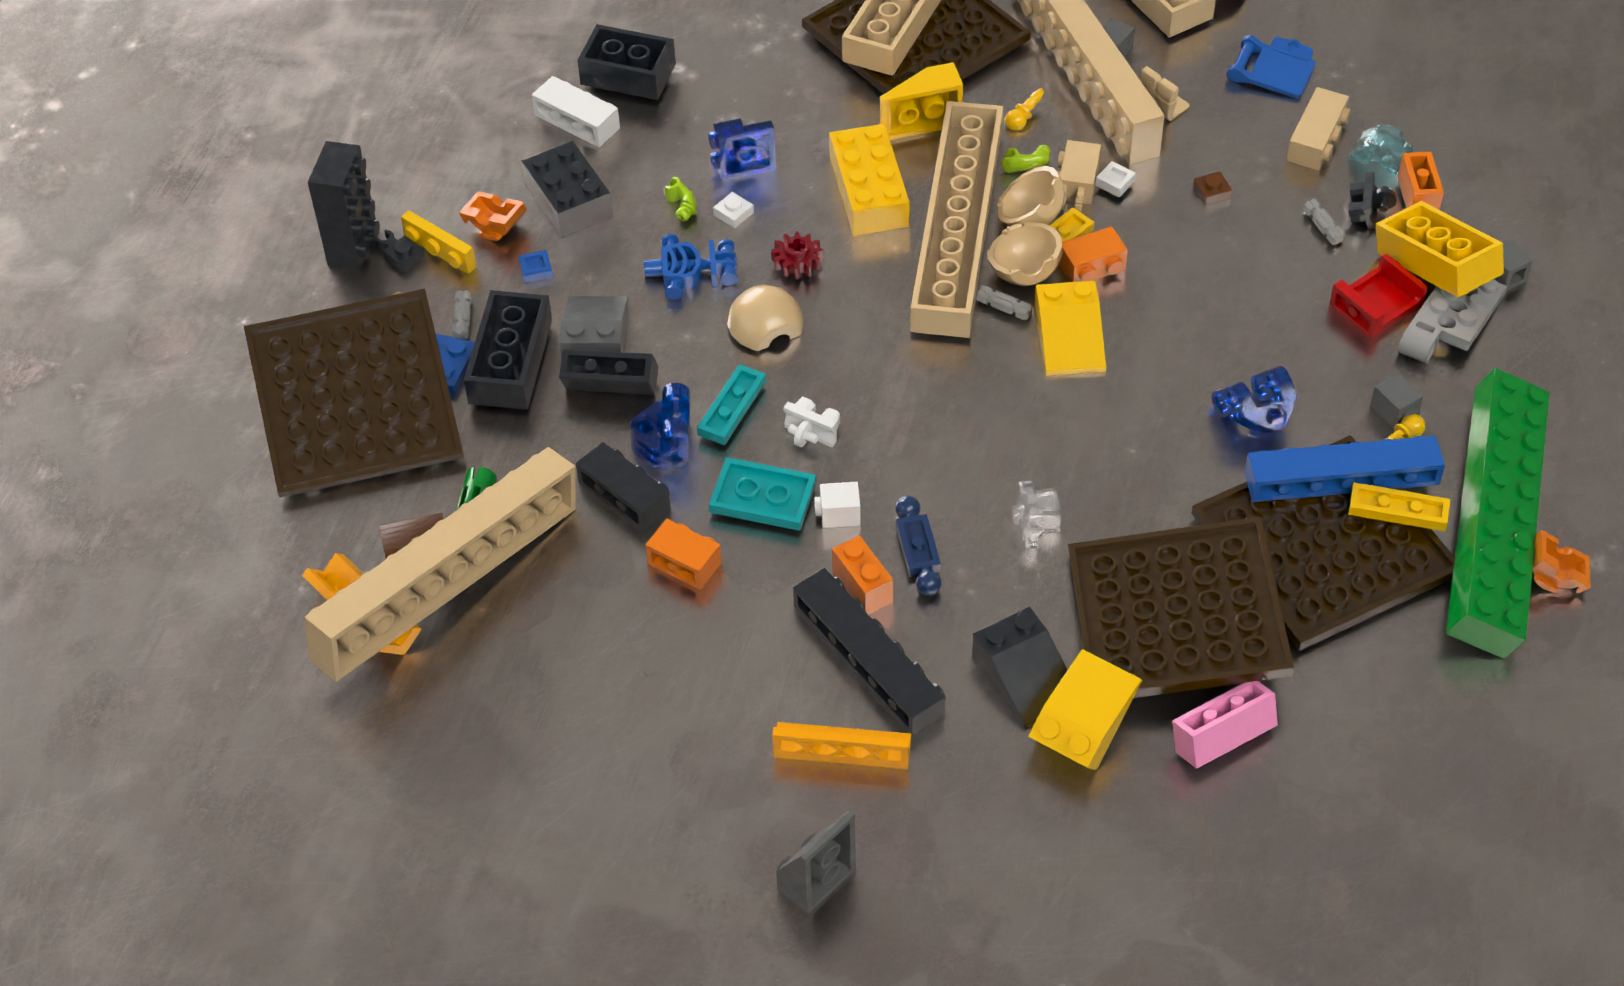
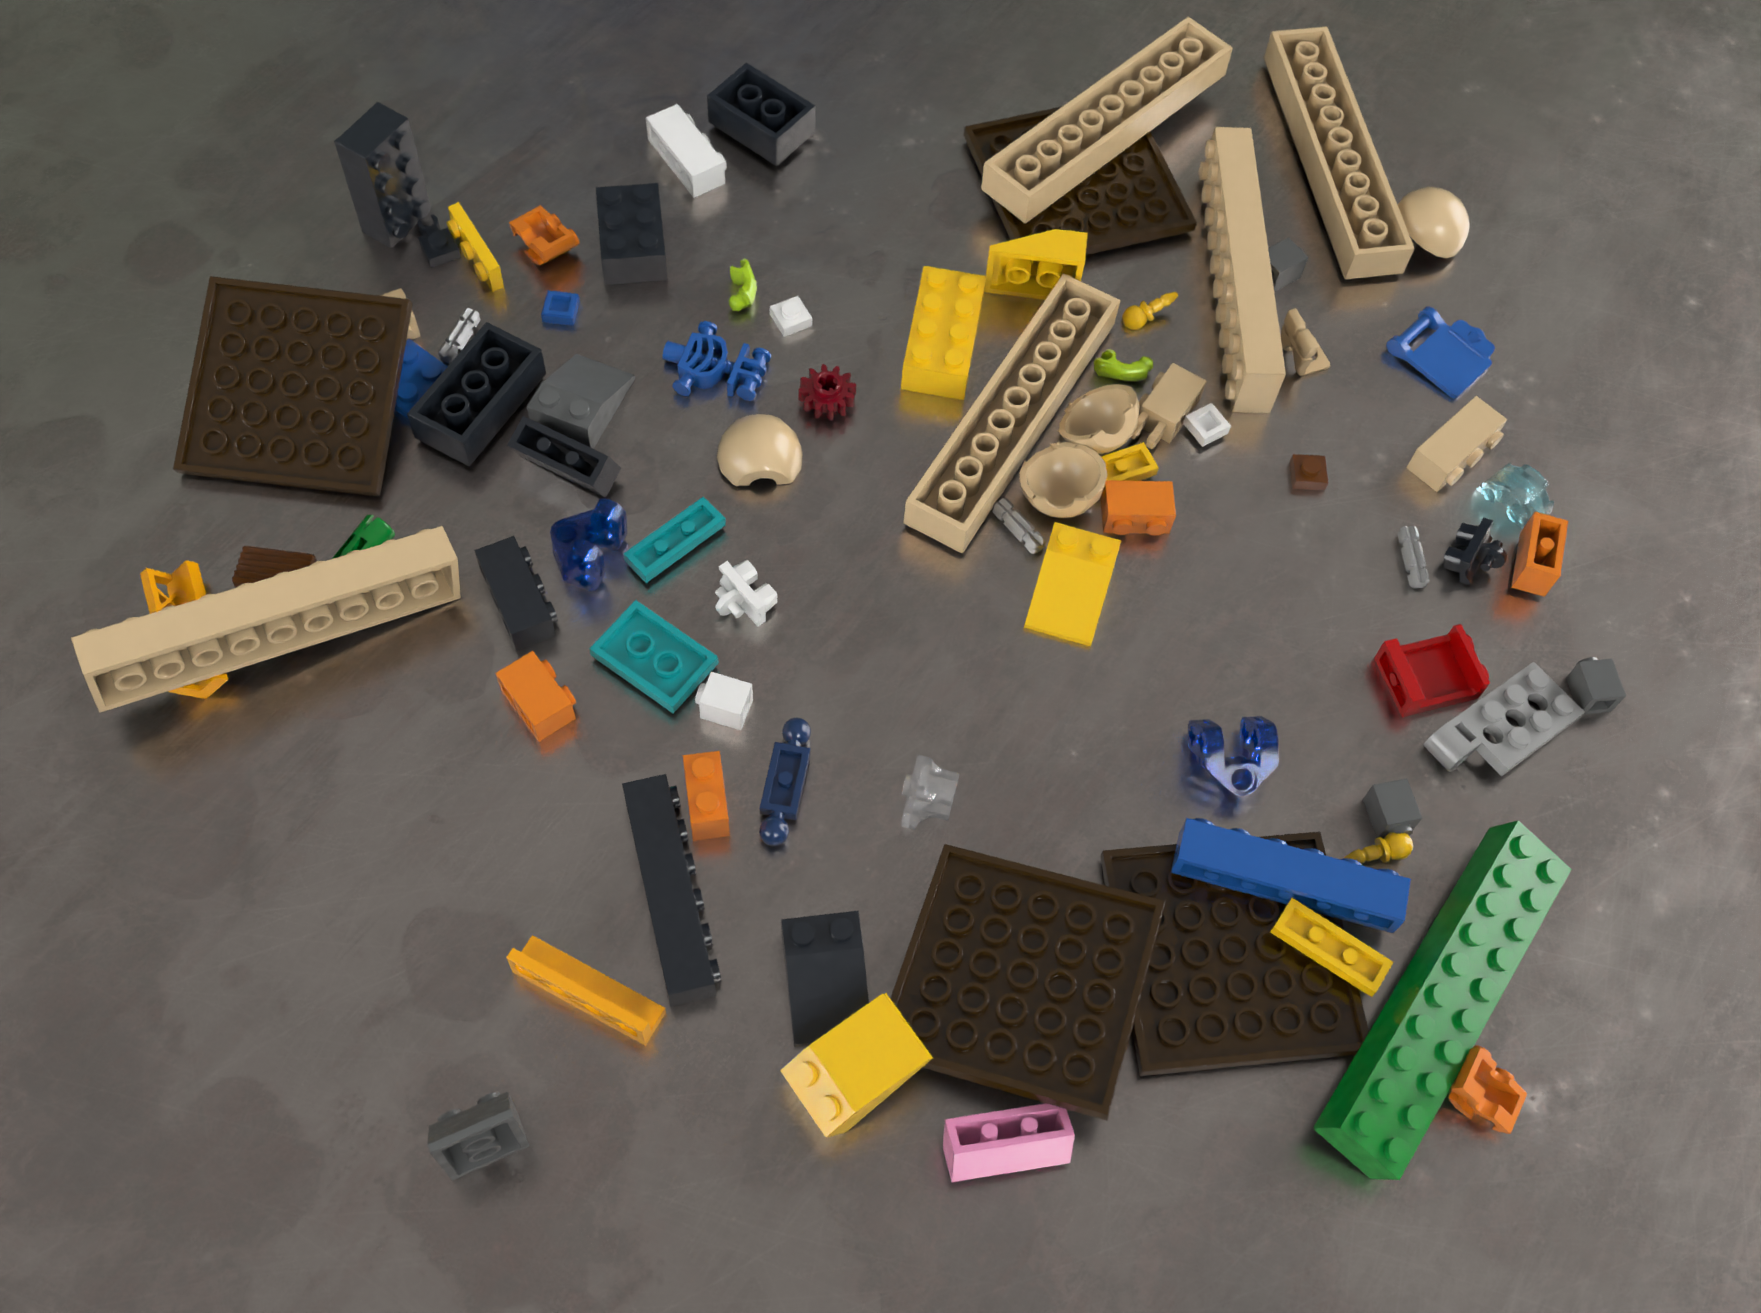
camera: 15 degrees right, 10 degrees up
(742, 148) = (826, 252): clear blue plate -> none
(1440, 248) = (1525, 644): yellow brick -> none

